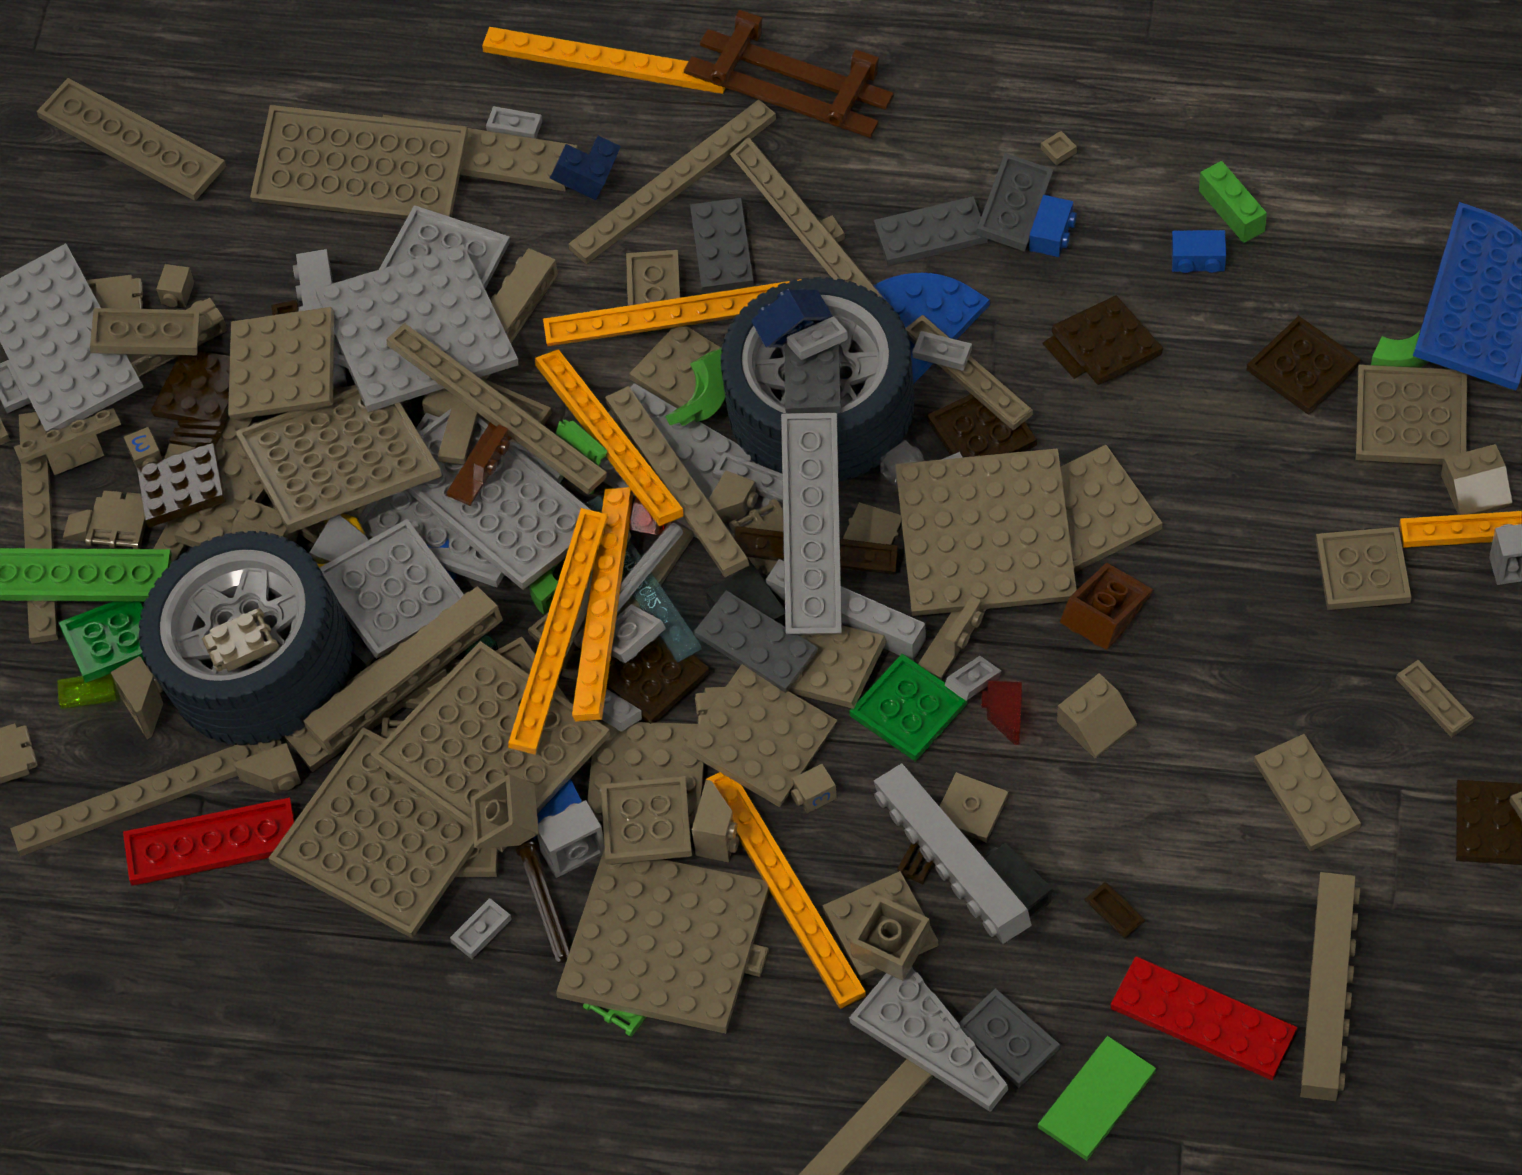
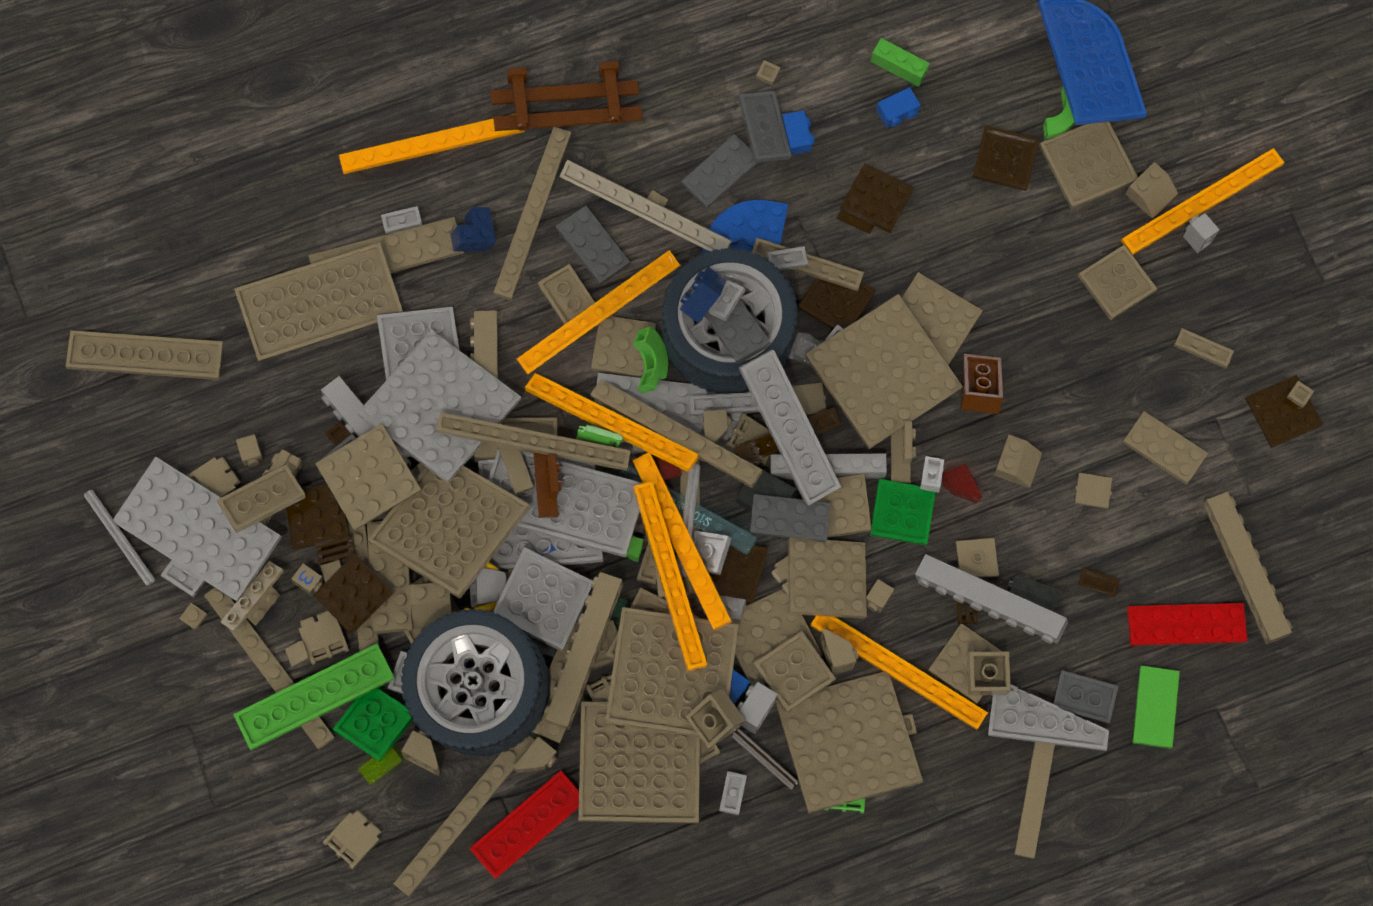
camera: 40 degrees left, 15 degrees up
(239, 641) = (485, 694): dark tan plate -> none
(1178, 799) = (1093, 490): none -> dark tan piece

